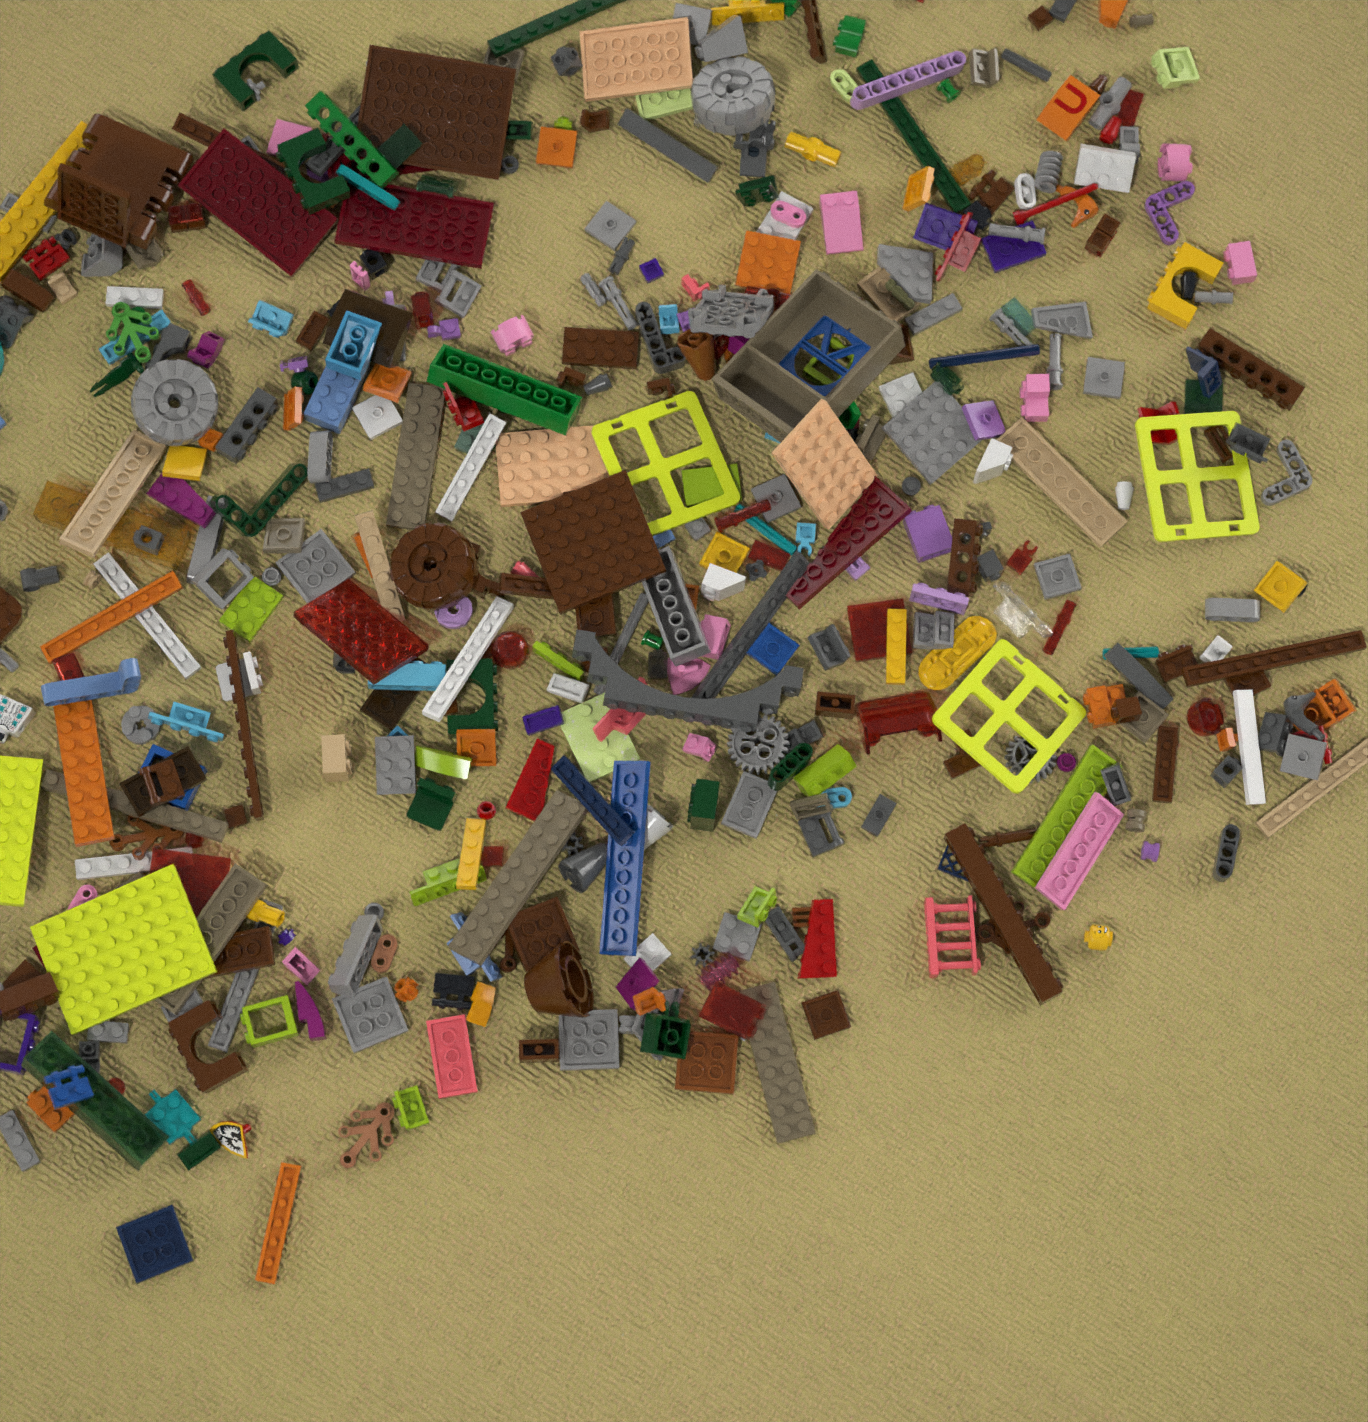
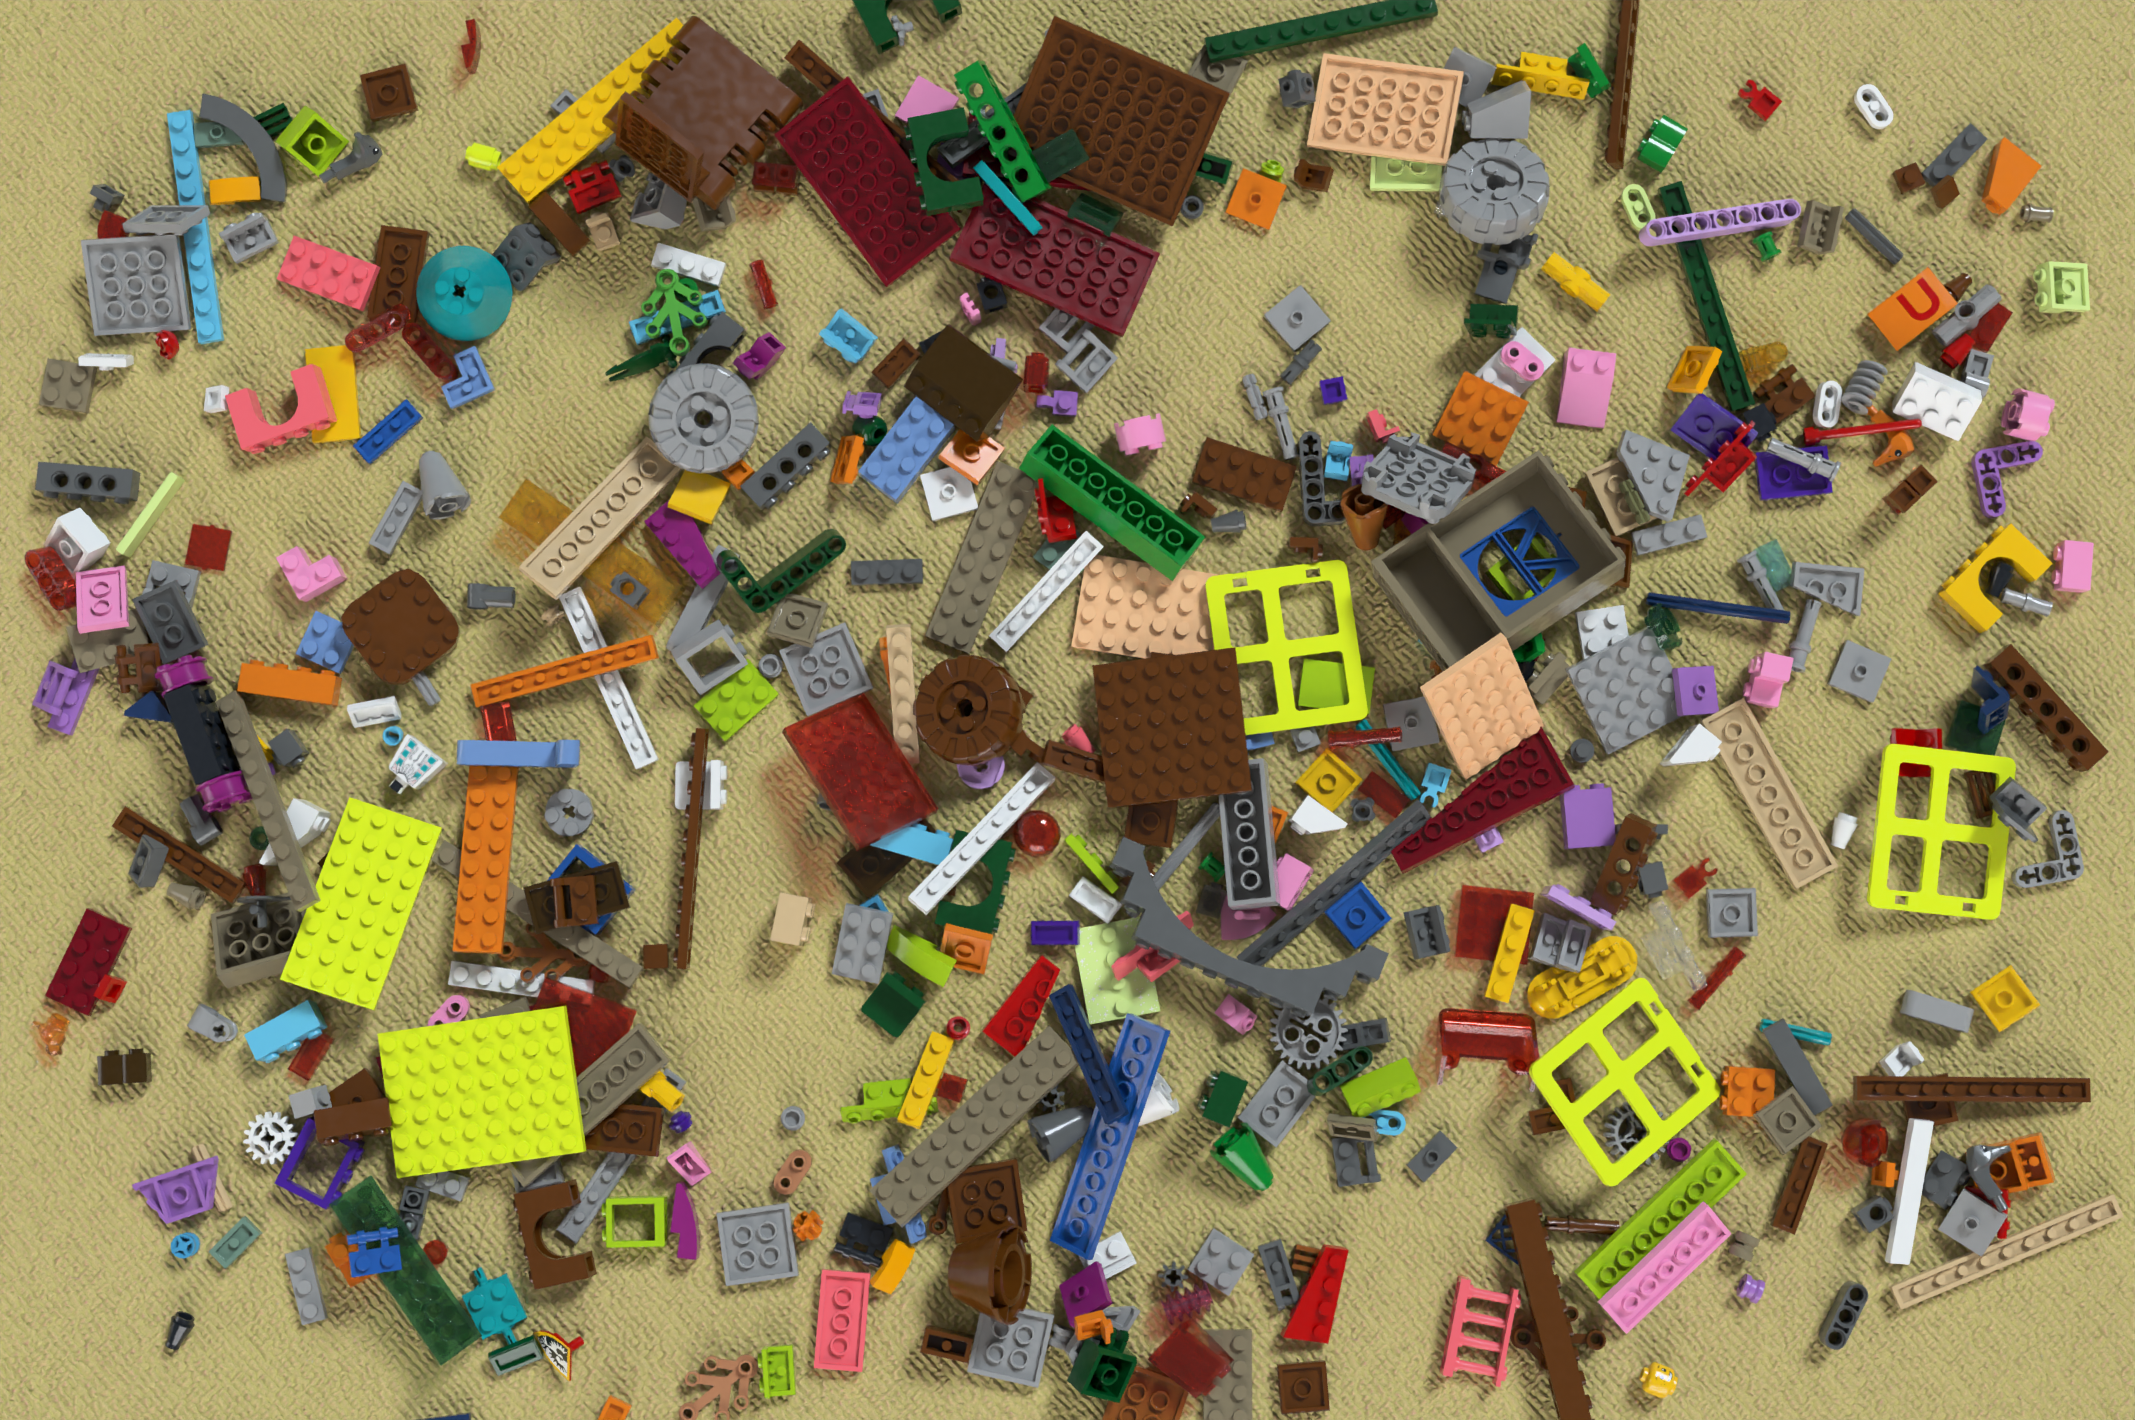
camera: 20 degrees right, 10 degrees up
(188, 719) = (626, 821): medium azure bracket -> none
(320, 456) = (865, 529): light grey beam -> none
(353, 345) = (939, 404): dark azure slope -> none
(356, 955) = (756, 1171): light grey slope -> none
(667, 145) = (1395, 231): dark grey tile -> none
(734, 851) = (1242, 1156): none -> green cone
(757, 906) = (1254, 1234): lime bracket -> none
(835, 705) = (1414, 1008): reddish brown brick -> none
(1069, 21) = (1945, 191): none -> reddish brown tile
(1116, 784) = (1732, 1195): dark grey slope -> none
(1126, 710) = (1771, 1111): reddish brown brick -> none
(1170, 664) = (1848, 1061): reddish brown bracket -> none

